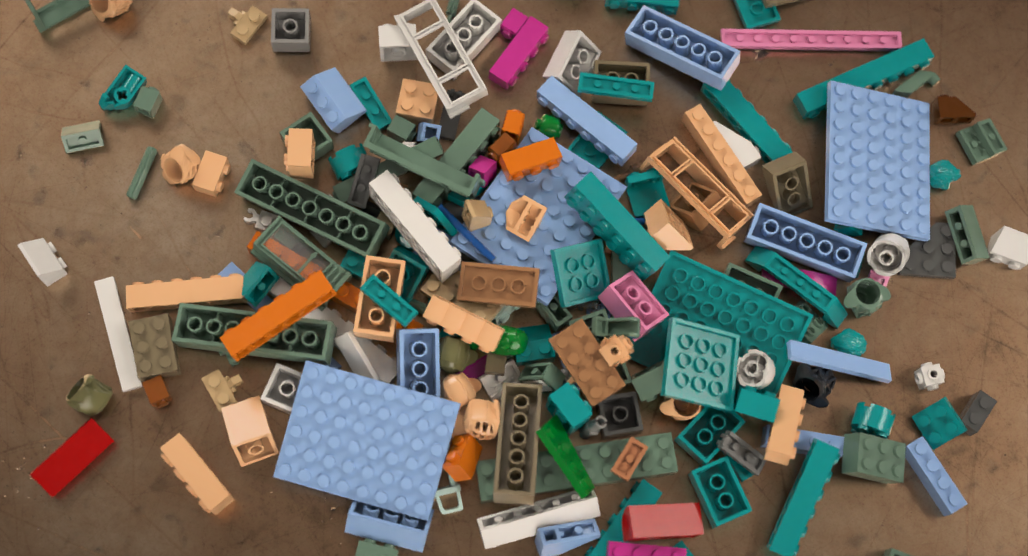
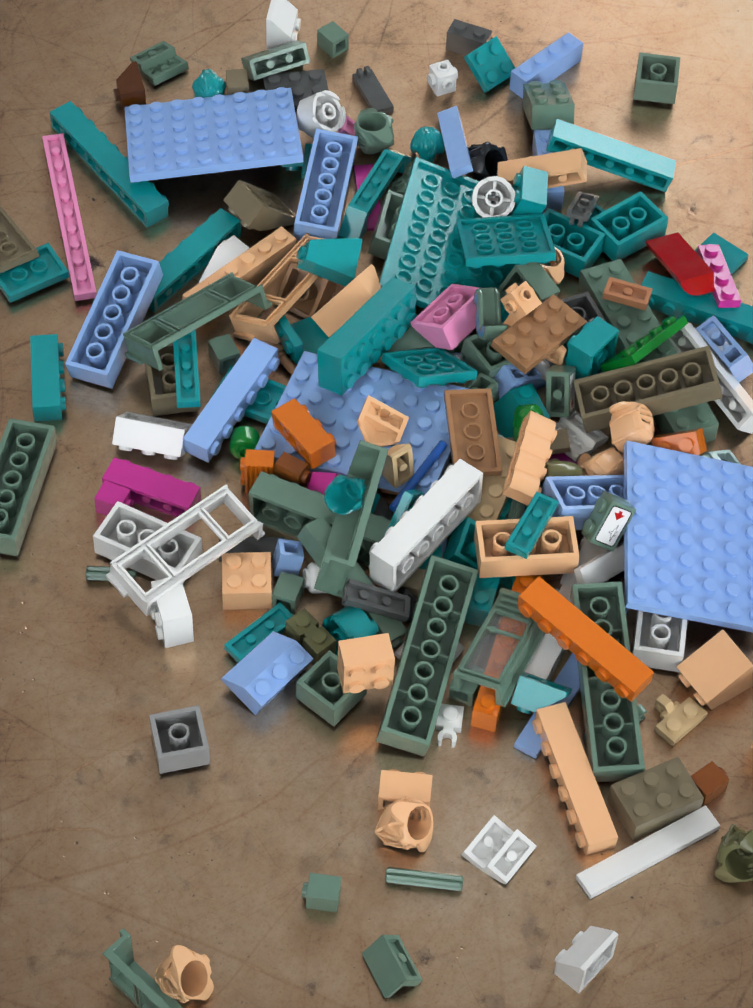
camera: 95 degrees left, 20 degrees down
(126, 83) = (315, 926): teal piece -> none
(149, 229) = (499, 850): none -> white slope
(246, 23) = (176, 804): tan hinge -> none
(349, 136) = (317, 639): none -> olive piece
(387, 367) = (608, 521): none -> brick
(450, 166) = (345, 494): none -> teal hair
(642, 129) = (223, 352): none -> sand green brick
(676, 97) = (189, 314): none -> sand green piece
(703, 215) = (331, 258): none -> teal slope
(872, 420) = (509, 112): teal brick -> none
(916, 82) = (102, 121): sand green piece -> none
(923, 314) = (372, 90): none -> dark grey hinge
(943, 198) = (237, 81): none -> dark tan brick
(991, 291) = (332, 39): none -> sand green brick

